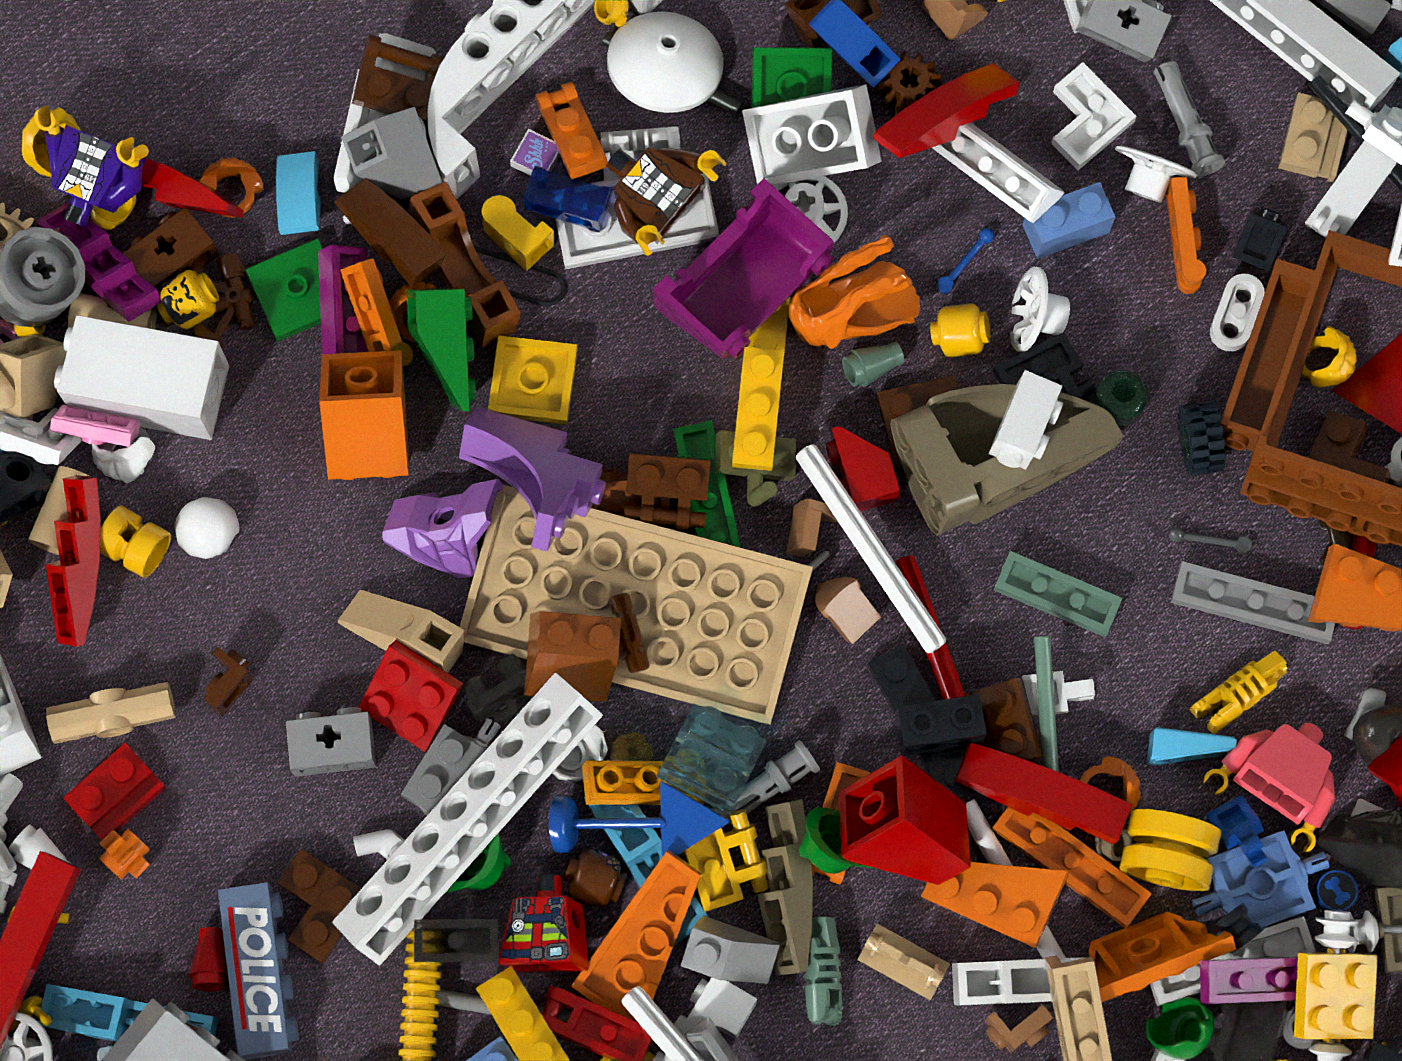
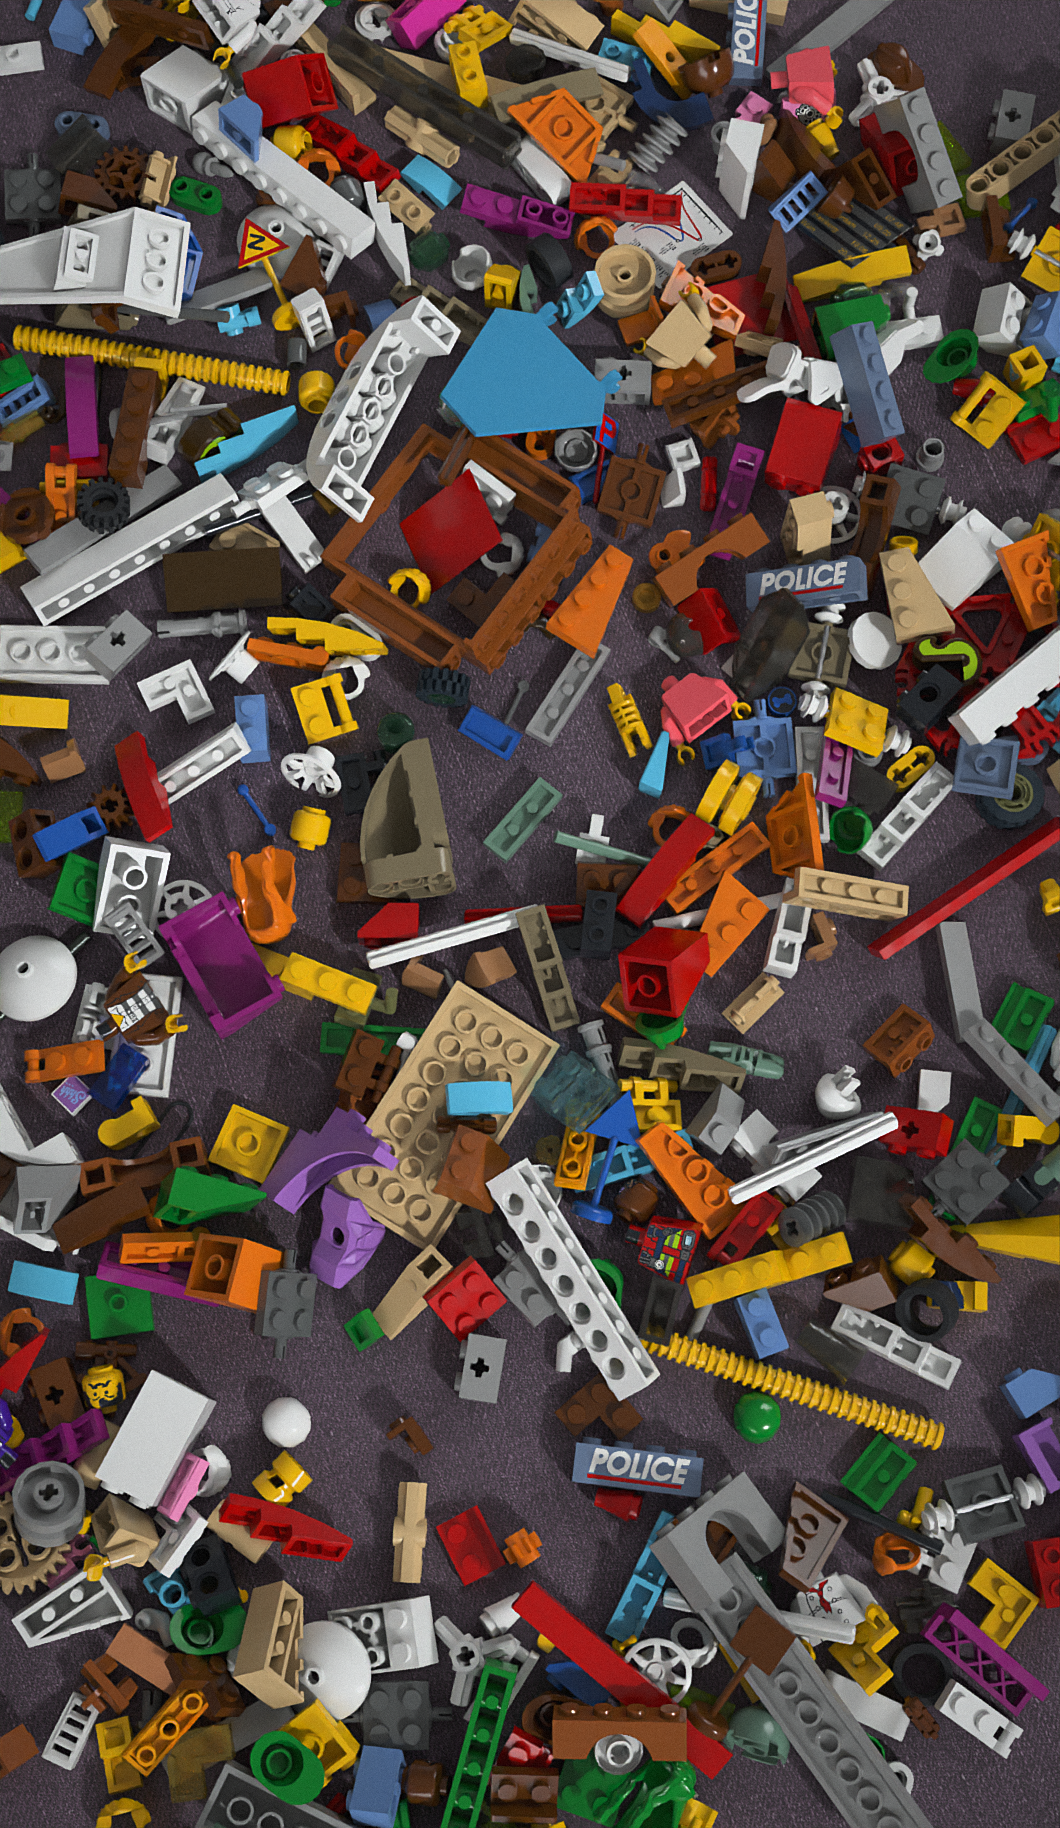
camera: 75 degrees left, 0 degrees up
(341, 585) = (363, 1330): none -> green plate
(345, 479) = (285, 1303): none -> dark grey plate
(666, 637) = (479, 1098): none -> medium azure slope
(714, 529) = (407, 1043): none -> white hand
(734, 187) = (152, 952): none -> light grey slope
(865, 678) = (547, 968): none -> dark tan slope
(870, 363) = (314, 899): sand green cone -> none
(1025, 419) = (400, 797): white brick -> none
(1117, 290) = (314, 711): none -> yellow plate
(1163, 519) = (490, 732): none -> blue tile
(1194, 328) = (359, 668): none -> white piece
(1220, 280) = (337, 639): none -> yellow slope
(1238, 925) = (792, 769): black wheel -> none
(1258, 123) = (223, 579): none -> dark brown tile

